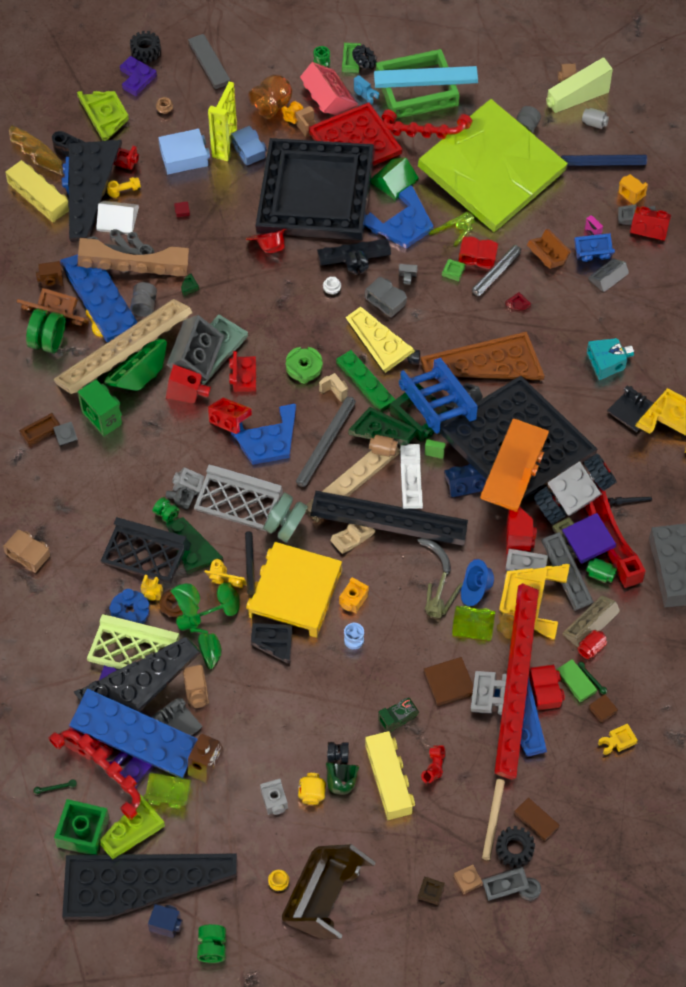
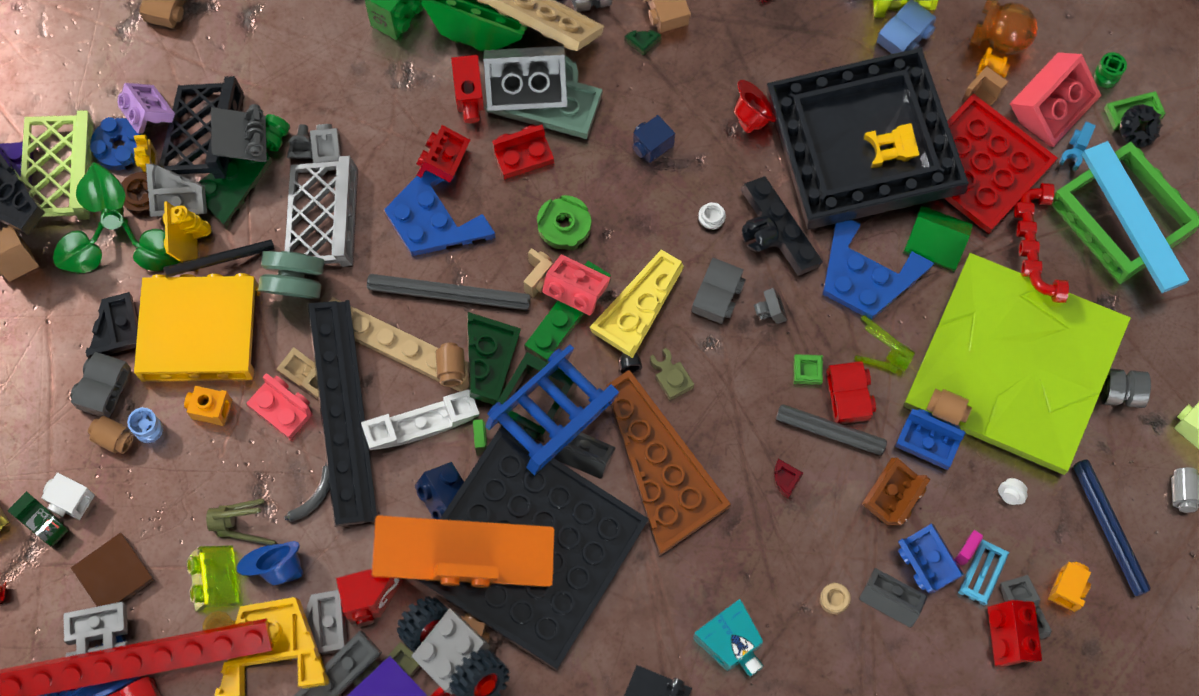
camera: 70 degrees right, 10 degrees up
(112, 582) = (143, 104): none -> lavender bracket
(168, 519) = (239, 133): none -> dark grey hinge
(192, 573) = (175, 189): none -> light grey wing
(266, 298) = (652, 139): none -> dark blue brick
(314, 656) = (101, 385): none -> dark grey brick
(331, 169) = (903, 143): none -> yellow piece
(352, 659) = (110, 435): none -> medium nougat brick
(355, 365) = (575, 284): none -> coral bracket
(369, 555) = (280, 407): none -> coral bracket
(387, 693) = (66, 497): none -> white brick
(432, 339) = (672, 378): none -> olive plate
(510, 202) = (949, 406): none -> medium nougat brick
(521, 223) = (930, 438): none -> blue bracket
(567, 195) = (1013, 491): none -> white plate
(600, 302) = (835, 598): none -> tan tile
(607, 227) = (973, 594): none -> medium azure tile

